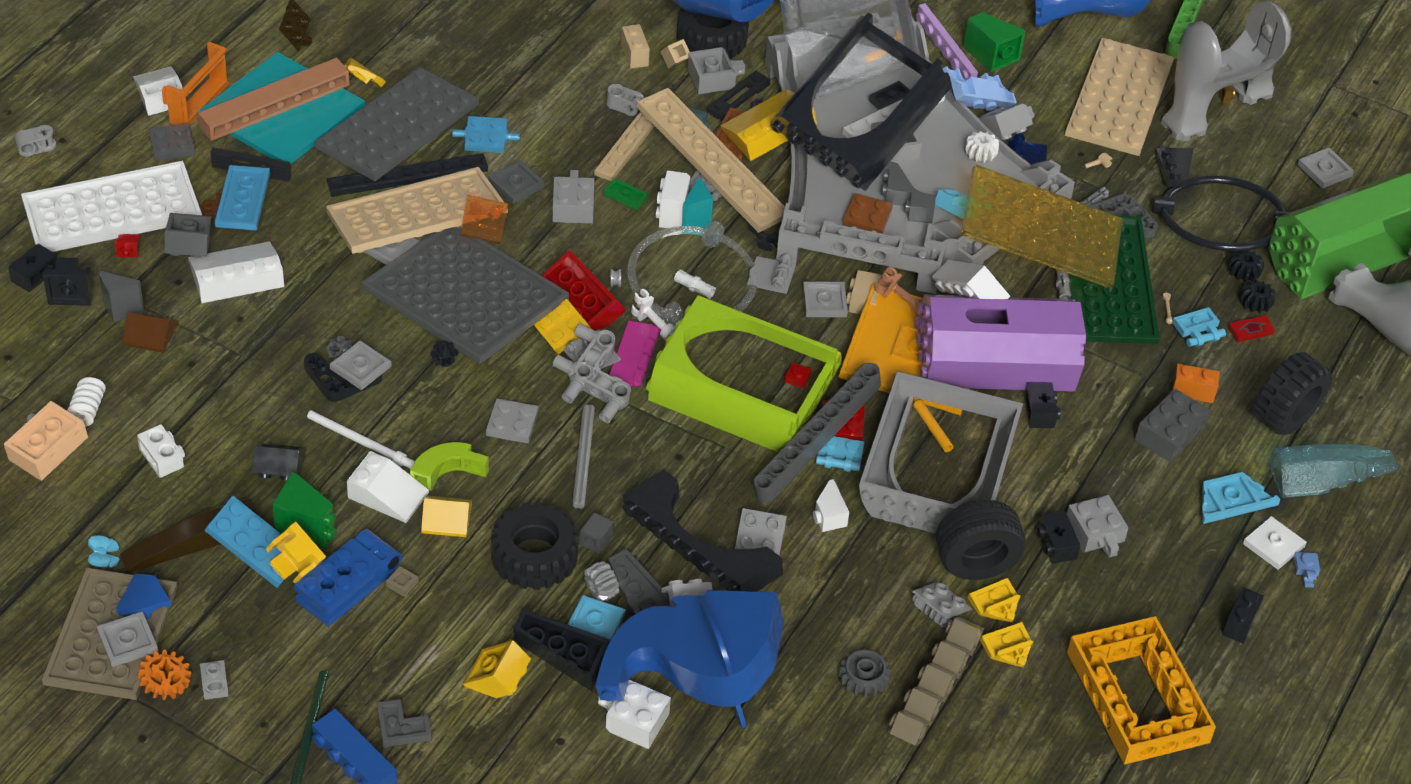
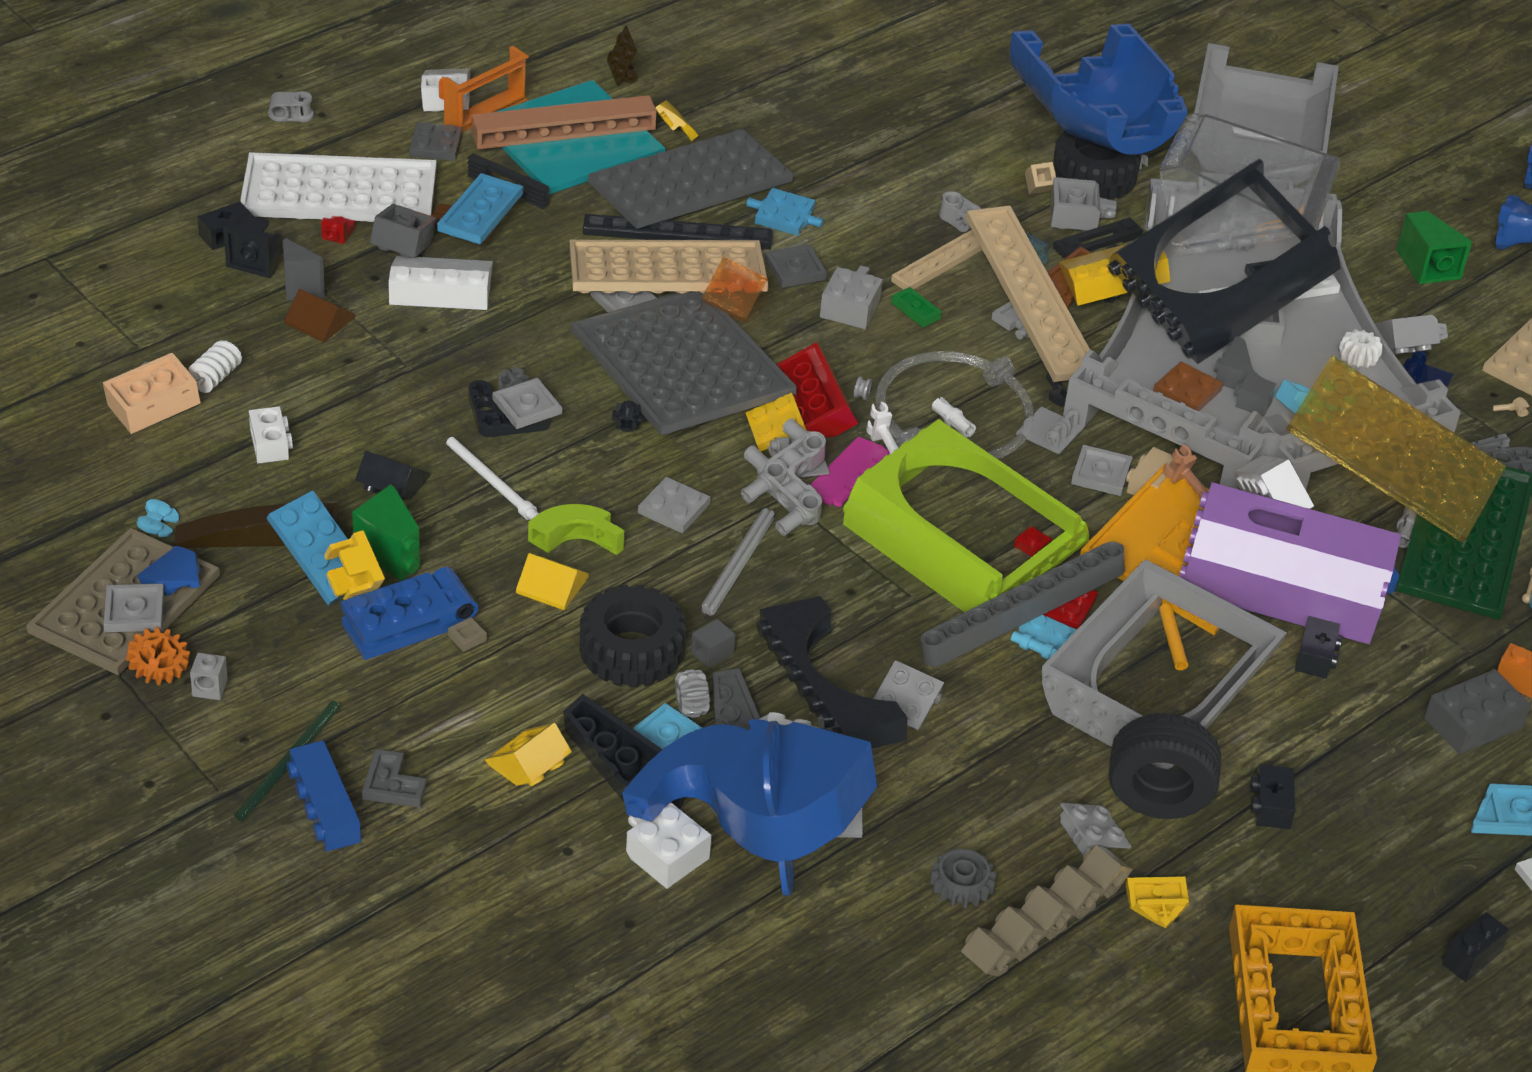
camera: 20 degrees right, 5 degrees down
(385, 487) = (495, 533): white slope -> none
(635, 46) = (997, 161): tan brick -> none
(671, 199) = (966, 322): white hinge -> none
(698, 206) = (989, 335): teal slope -> none
(831, 509) = (1003, 691): white slope -> none
(944, 42) = (1374, 242): lavender plate -> none
(980, 92) = (1385, 294): light blue bracket -> none
(996, 601) = (1164, 845): yellow slope -> none
(1098, 525) = (1329, 795): light grey hinge -> none

